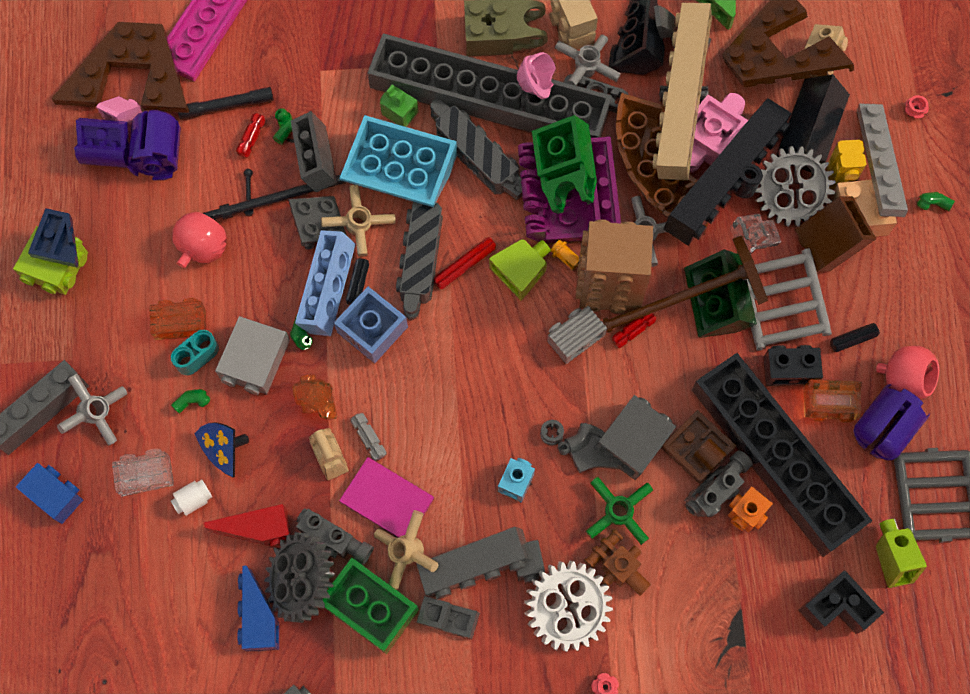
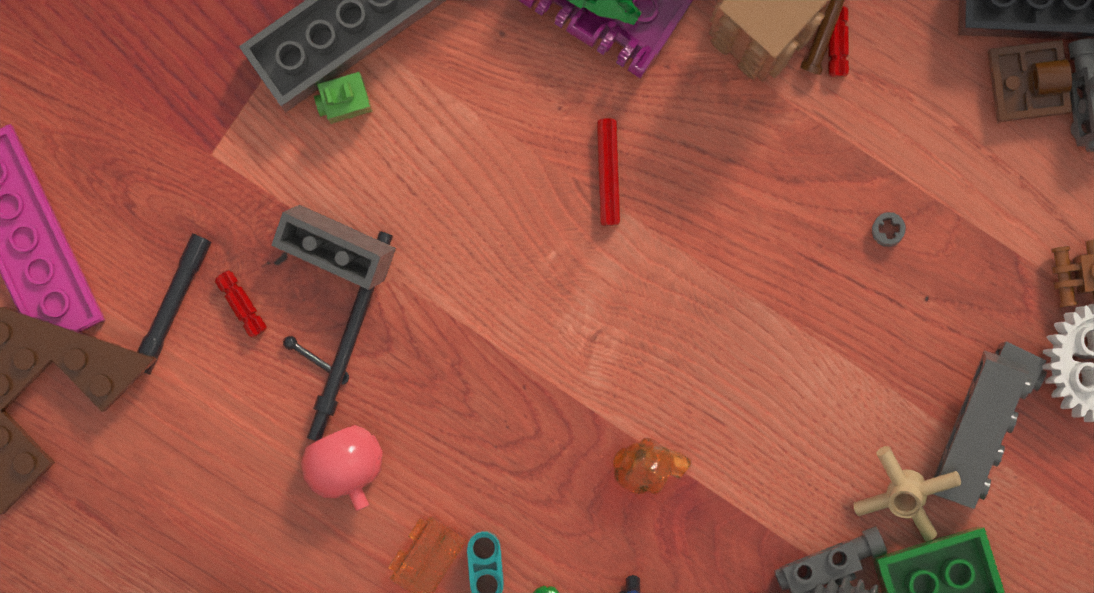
camera: 50 degrees left, 15 degrees up
(102, 142) = (125, 492): dark purple brick -> none
(119, 110) = (97, 442): bright pink slope -> none
(154, 144) = (172, 430): dark purple cylinder -> none
(252, 356) = (541, 503): light grey brick -> none
(284, 121) = (258, 251): green arm -> none
(300, 337) = (552, 429): green arm -> none
(307, 217) = (421, 304): dark grey hinge -> none
(325, 283) = (516, 354): light blue brick -> none
(328, 453) = (722, 498): tan piece -> none
(355, 228) = (454, 270): tan bar -> none
(357, 280) = (536, 314): black axle -> none
(368, 436) = (738, 439): light grey axle -> none
(371, 324) = (610, 339): medium blue brick -> none
(385, 498) = (826, 471): dark pink tile -> none
(399, 161) = (429, 155): medium azure slope -> none
(420, 257) = (557, 211): dark grey hinge -> none
(448, 617) = (1010, 501): dark grey slope -> none
(477, 150) = (475, 49): dark grey hinge -> none
(516, 479) = (915, 311): medium azure brick -> none
(520, 266) = (666, 110): lime torso -> none
(565, 254) = (689, 47): light orange pin -> none
(576, 334) = (797, 112): light grey brick -> none
(581, 449) = (942, 200): dark grey arm -> none
(627, 503) = (1020, 225): green bar -> none
(635, 437) = (969, 142): dark grey brick -> none

